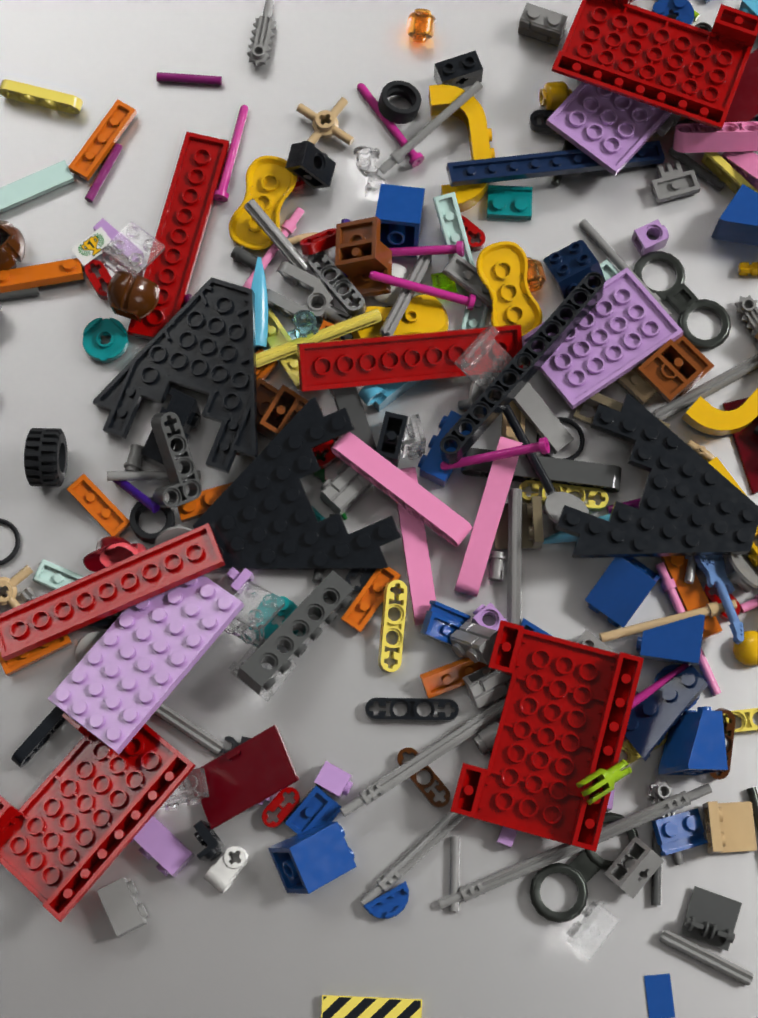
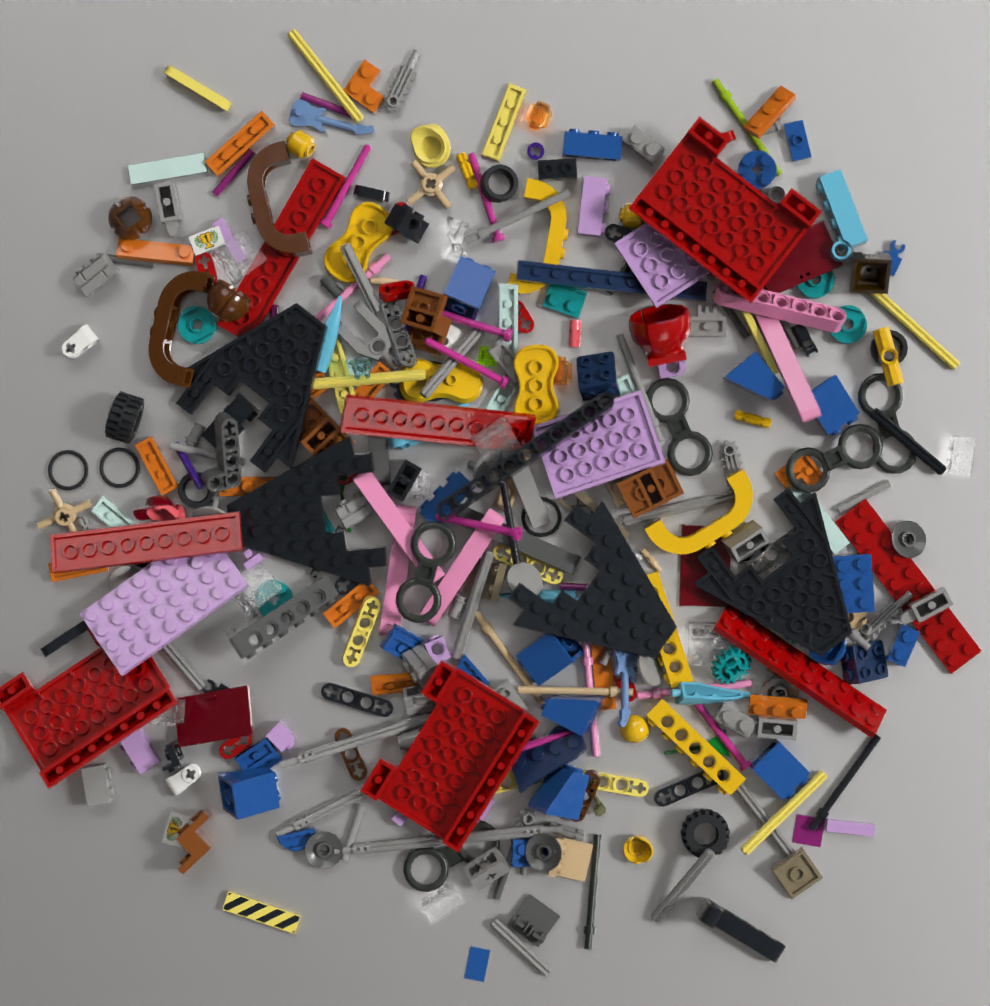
camera: 20 degrees right, 15 degrees up
(39, 221) = (168, 206): none -> light grey hinge
(43, 505) = (102, 464): none -> black tyre
(67, 342) = (165, 322): none -> reddish brown arch
(168, 94) = (304, 115): none -> medium blue piece
(170, 121) = (300, 144): none -> yellow head
(176, 221) = (260, 168): none -> reddish brown arch
(178, 48) = (324, 74): none -> light yellow axle
(220, 53) = (360, 89): none -> orange plate
(235, 936) = (174, 824): none -> white sticker
(254, 150) = (371, 193): none -> black beam
(261, 940) = (194, 840): none -> dark orange bracket
(312, 84) = (430, 145): none -> light yellow piece
(360, 102) = (467, 171): none -> yellow axle
(384, 45) = (503, 122): none -> light yellow tile
(427, 57) = (535, 157): none -> dark purple bush
(434, 915) = (327, 858): none -> dark grey dish
(449, 527) = (426, 572): none -> pearl dark grey bar
(489, 38) = (592, 145): none -> blue brick
(509, 99) = (593, 206): none -> lavender brick
(532, 233) = (575, 333): none -> coral piece
(540, 582) = (487, 629): none -> tan bar
(605, 779) = (480, 803): lime arm -> none
(631, 199) = (661, 332): none -> red plate
(686, 826) = (536, 856): none -> dark grey dish
(719, 795) = (570, 832): none -> light grey axle
(744, 754) = (600, 809): none -> olive hand

